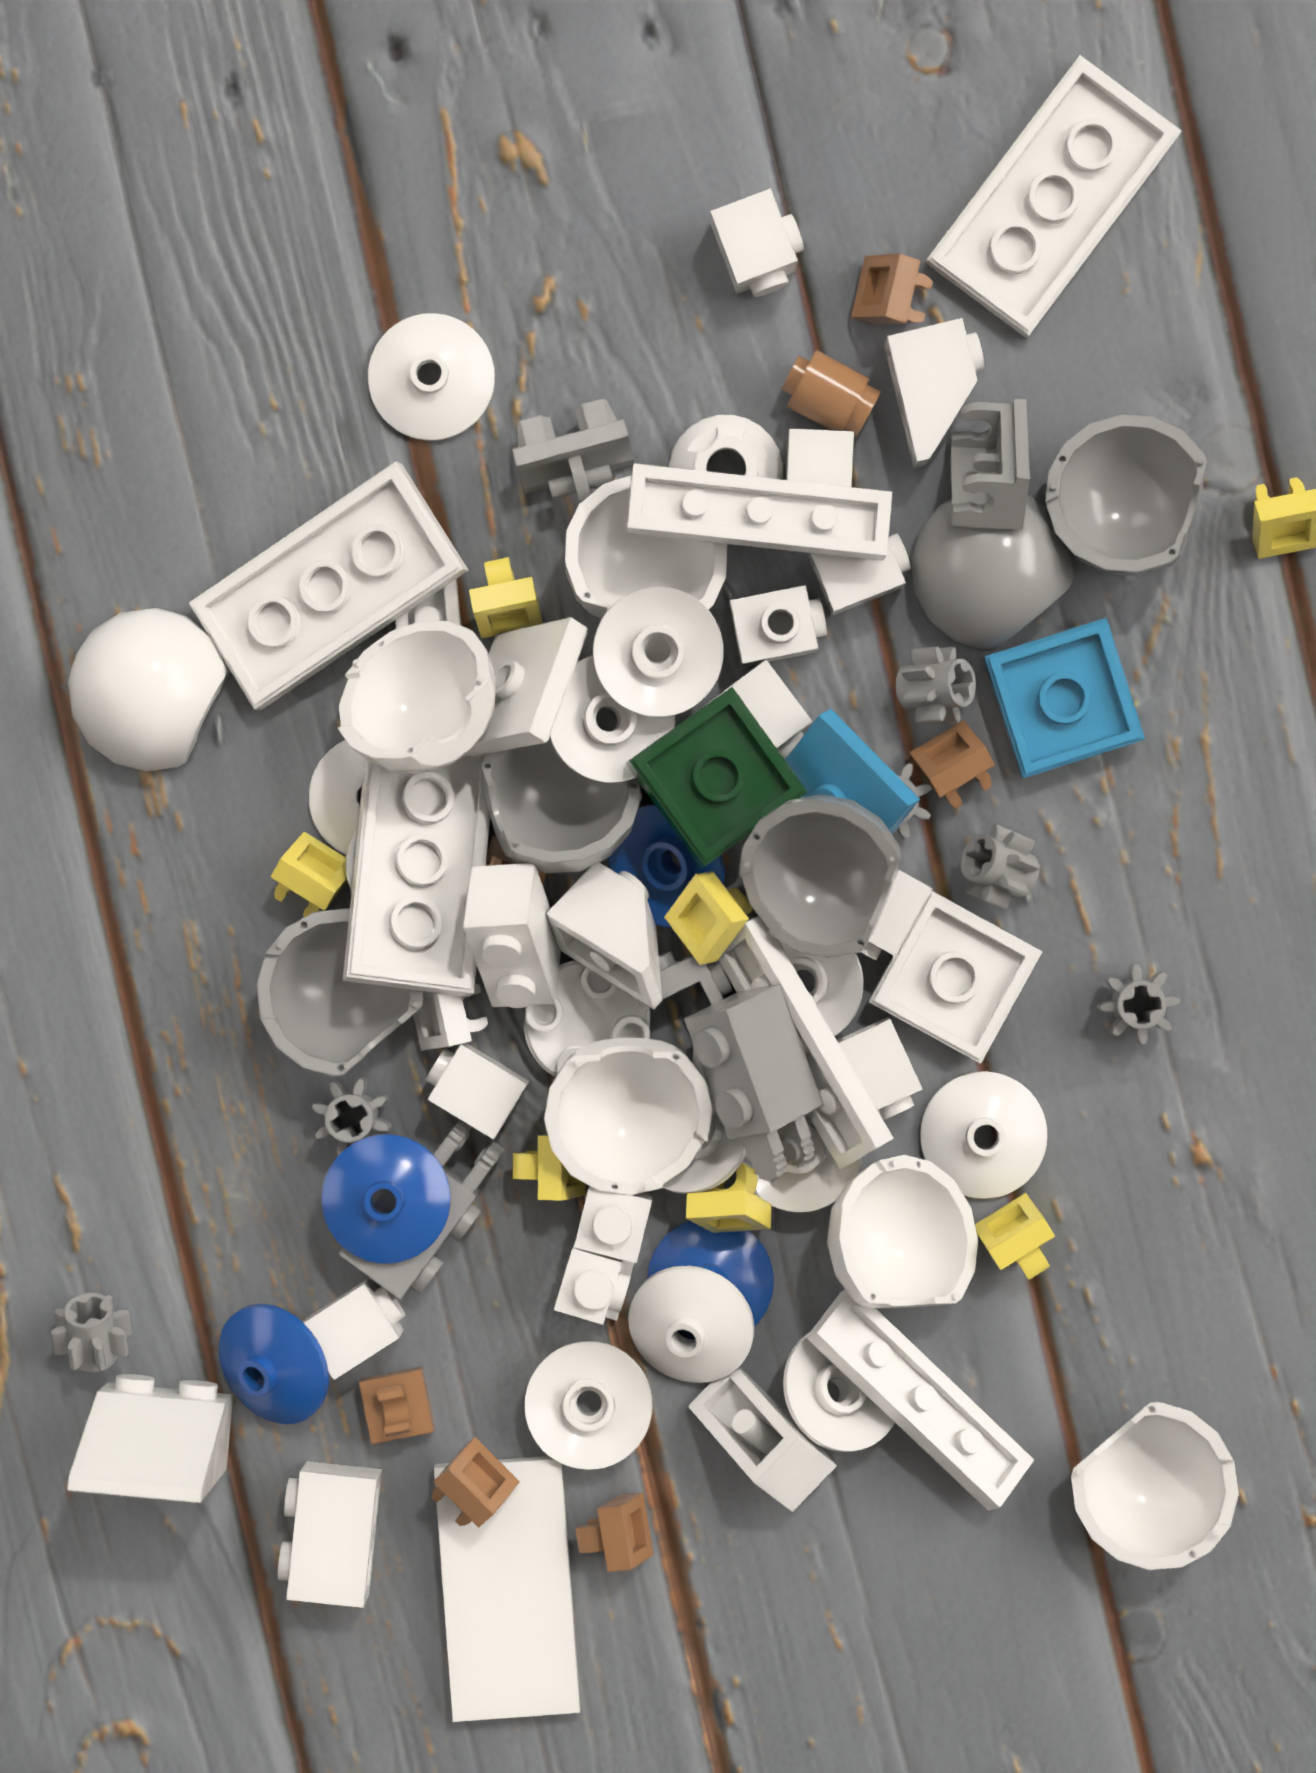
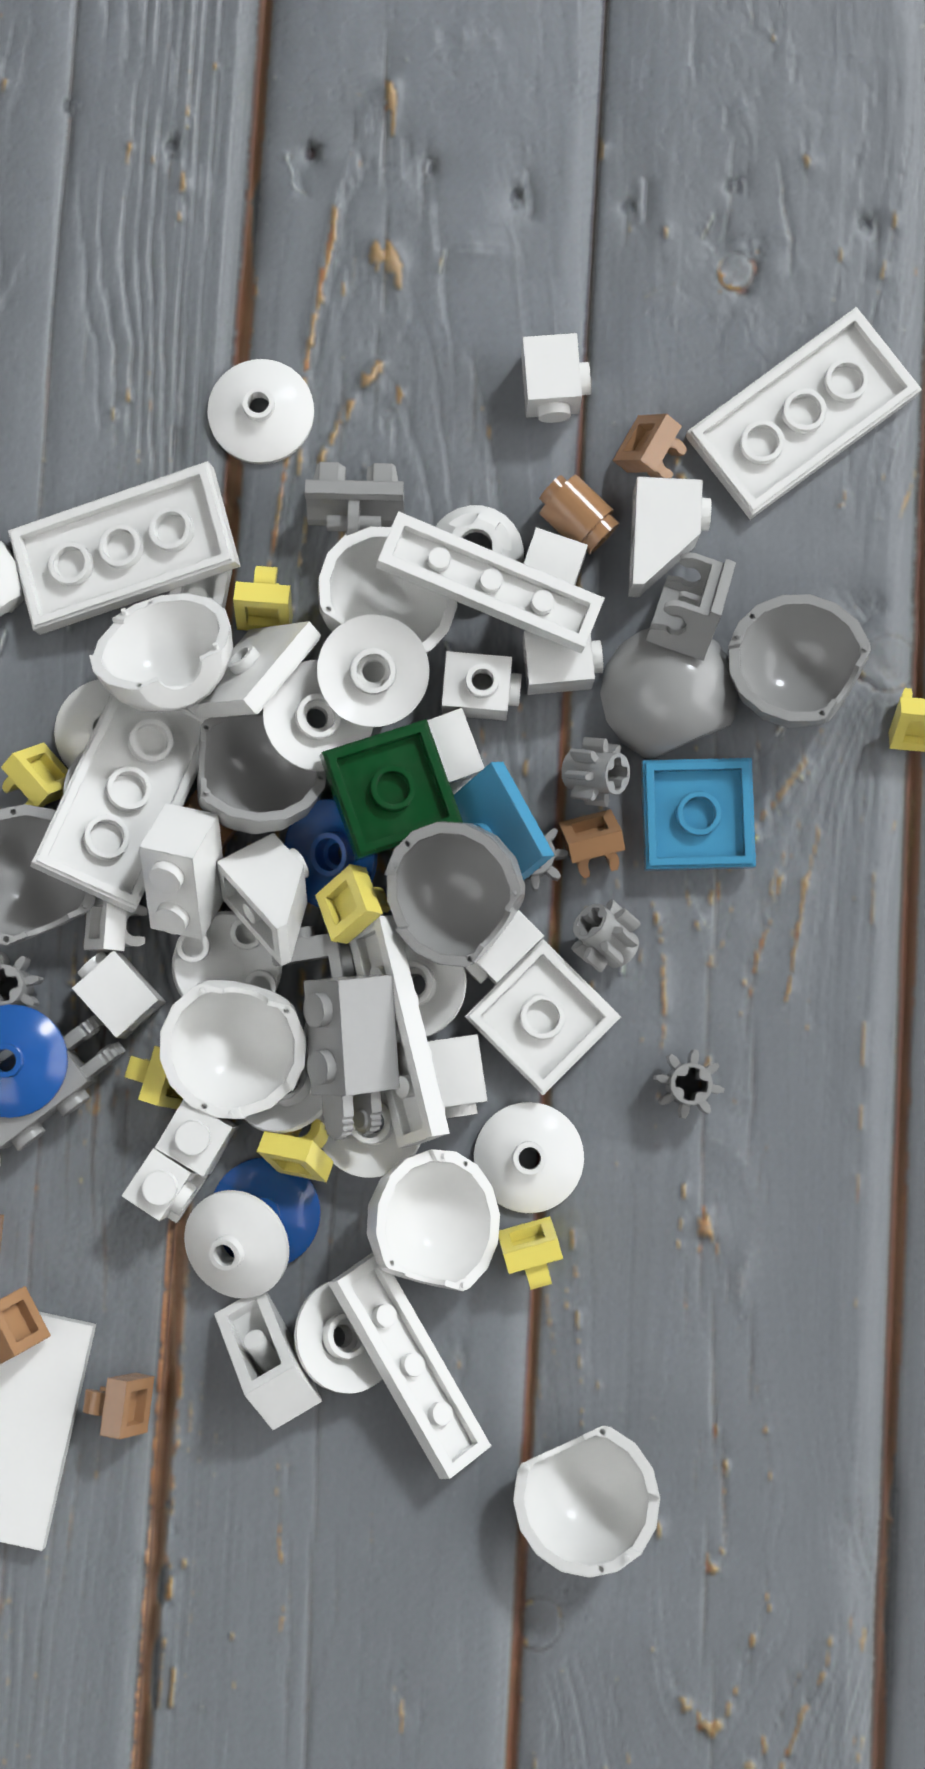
camera: 10 degrees right, 5 degrees down
(581, 1437) = (101, 1294): white dish -> none

